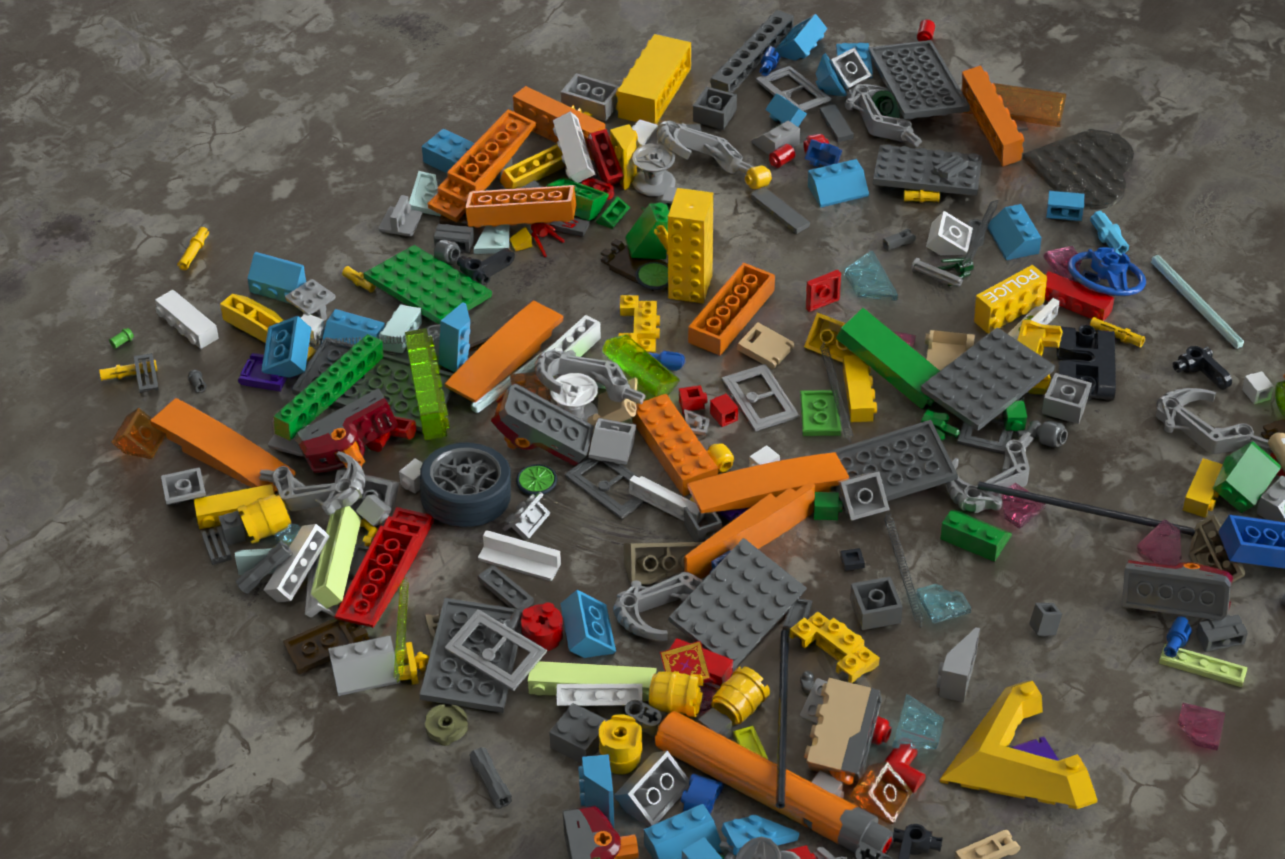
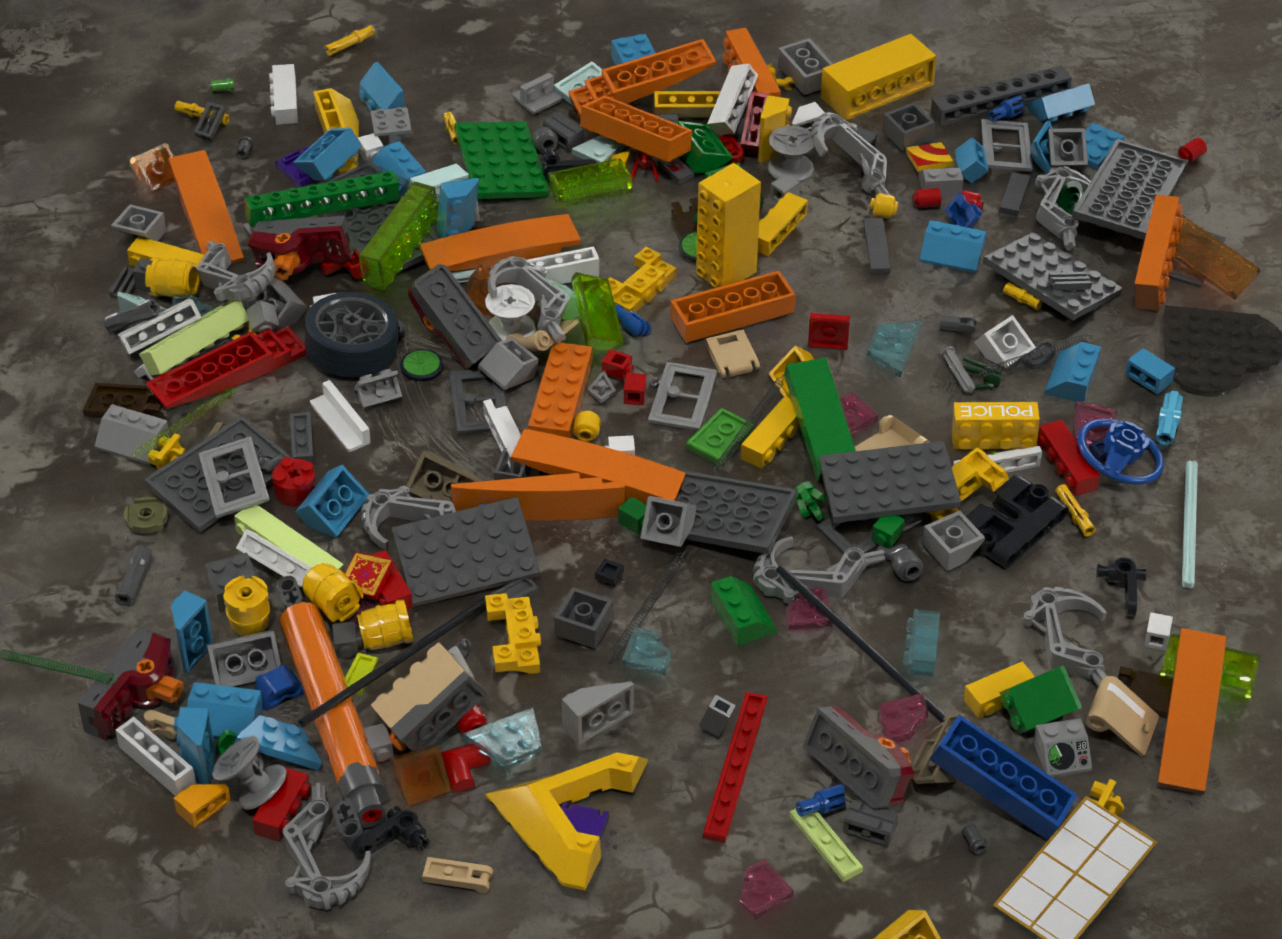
camera: 35 degrees right, 0 degrees up
(518, 266) = (589, 180): none -> clear neon green brick
(749, 124) = (929, 156): none -> yellow tile
(1091, 653) = (735, 767): none -> red tile
(1120, 484) = (922, 643): none -> clear light blue brick

